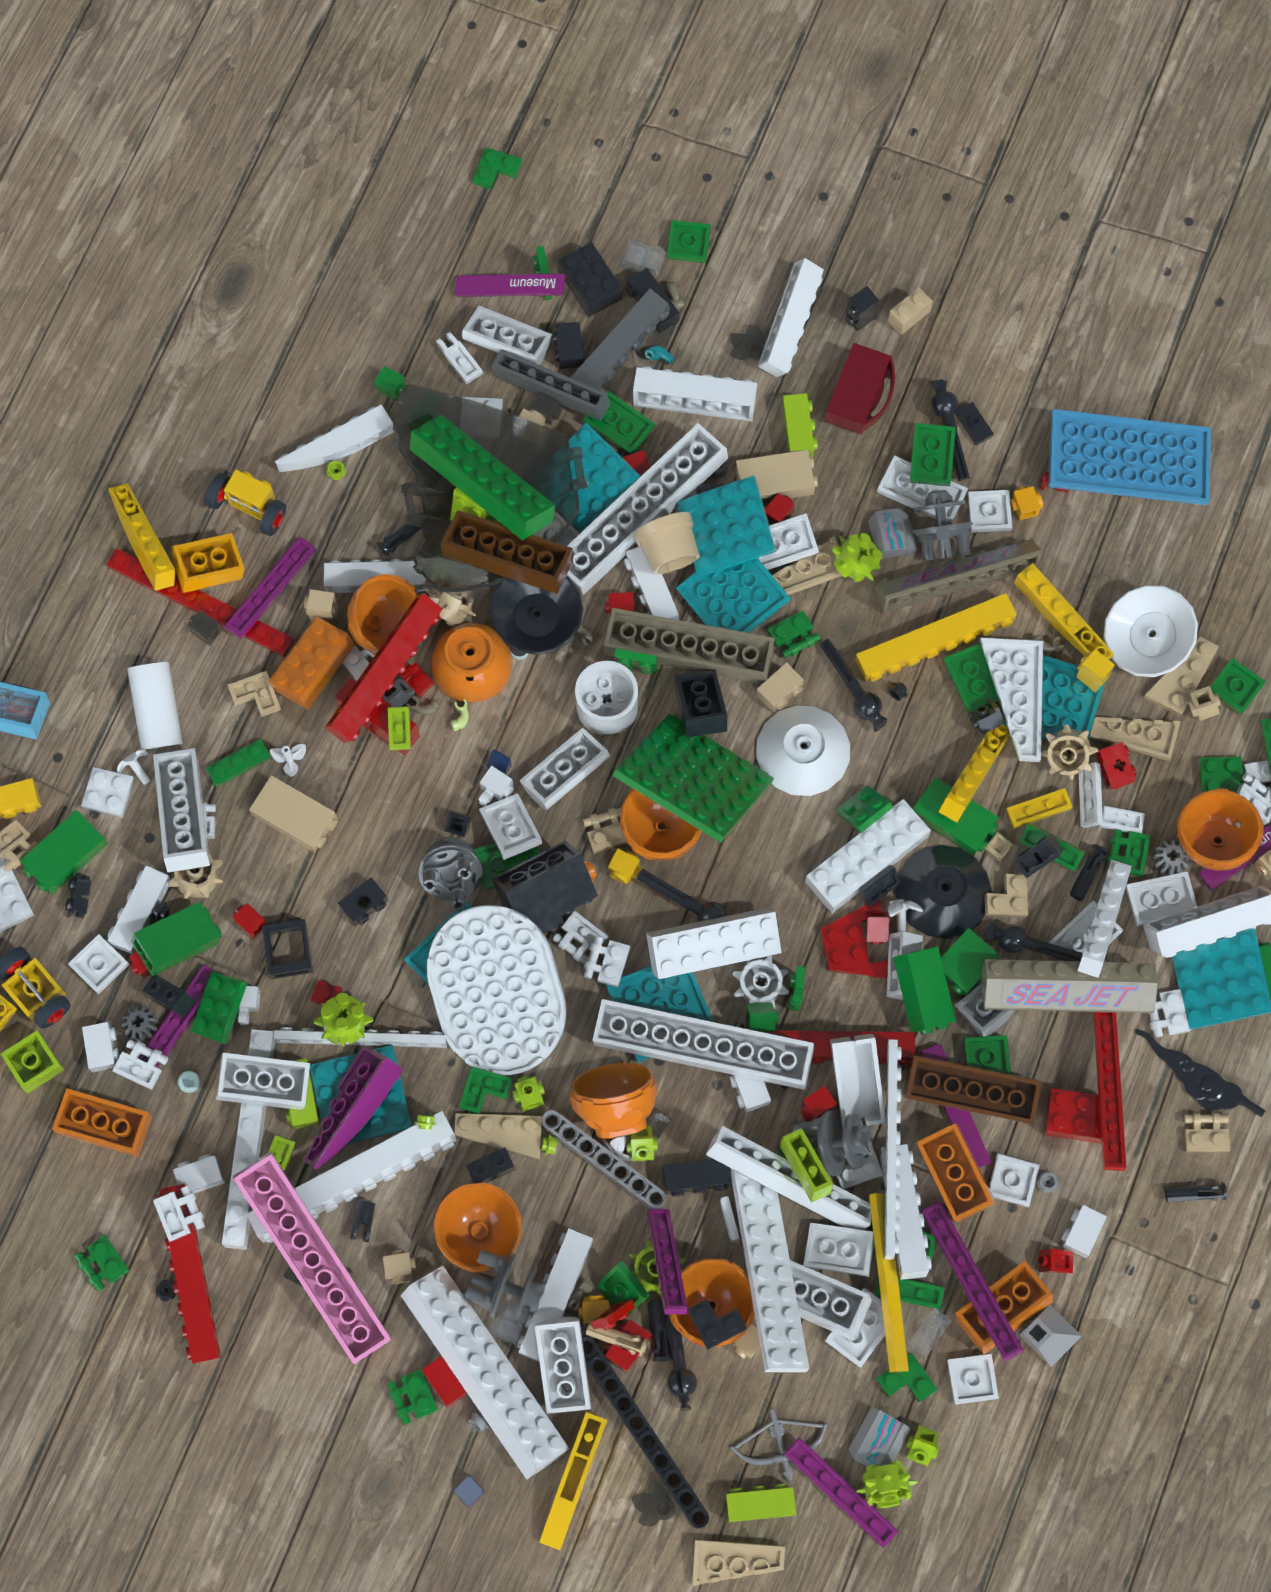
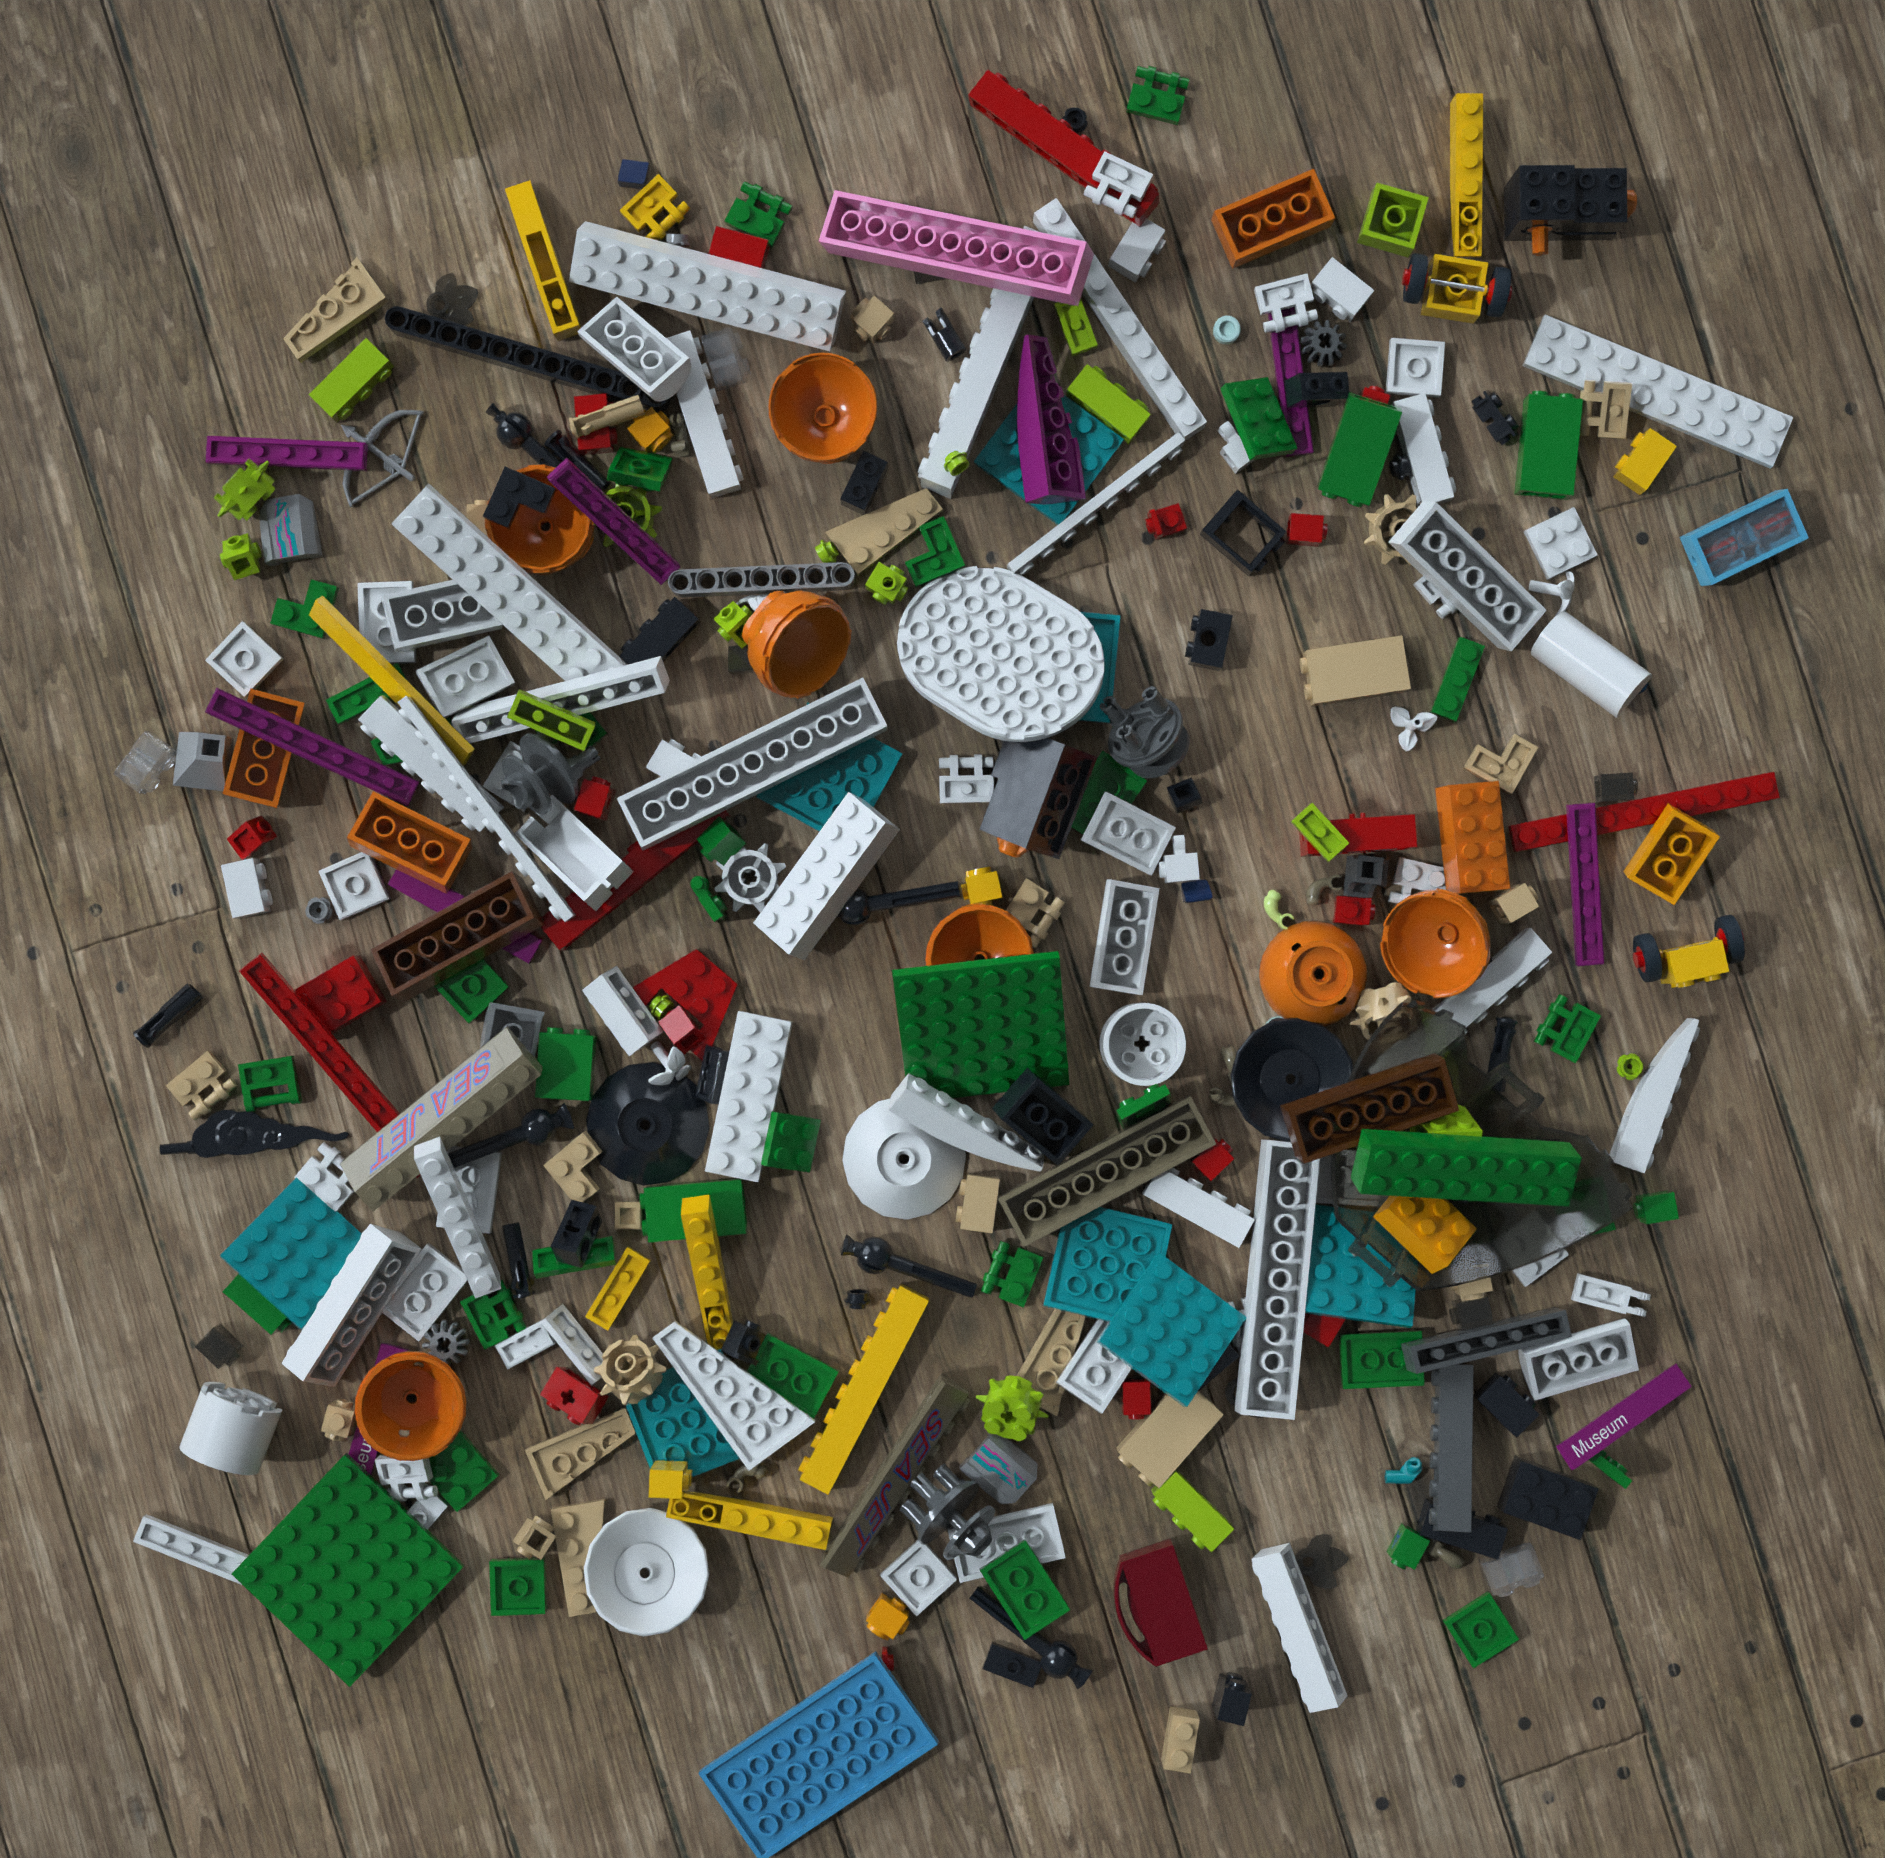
camera: 135 degrees right, 15 degrees up
(143, 538) = (1763, 828): yellow slope -> none
(262, 1081) = (1148, 373): white brick -> none
(343, 1019) = (1117, 488): lime brick -> none
(351, 512) = (1574, 1032): none -> green plate
(384, 668) = (1388, 881): red brick -> none
(475, 1462) = (649, 203): none -> yellow plate
(495, 162) = (1764, 1552): green plate -> none
(499, 1284) = (764, 377): dark grey piece -> none
(533, 462) = (1426, 1228): none -> light orange brick
(613, 963) = (910, 776): white plate -> none
(615, 1313) = (626, 433): red plate -> none
(668, 542) = (1213, 1258): tan piece -> none
(692, 313) = (1407, 1547): none -> green brick
(694, 393) = (1328, 1454): white brick -> none
(729, 1219) = (594, 621): white tile -> none
(754, 737) = (960, 1125): none -> white slope
(879, 952) = (661, 1006): none -> lime plate
(924, 990) = (581, 999): green brick -> none
(929, 1333) = (318, 667): clear brick -> none
(1088, 1363) = (145, 763): none -> clear brick
(1157, 1104) = (268, 1074): none -> green plate

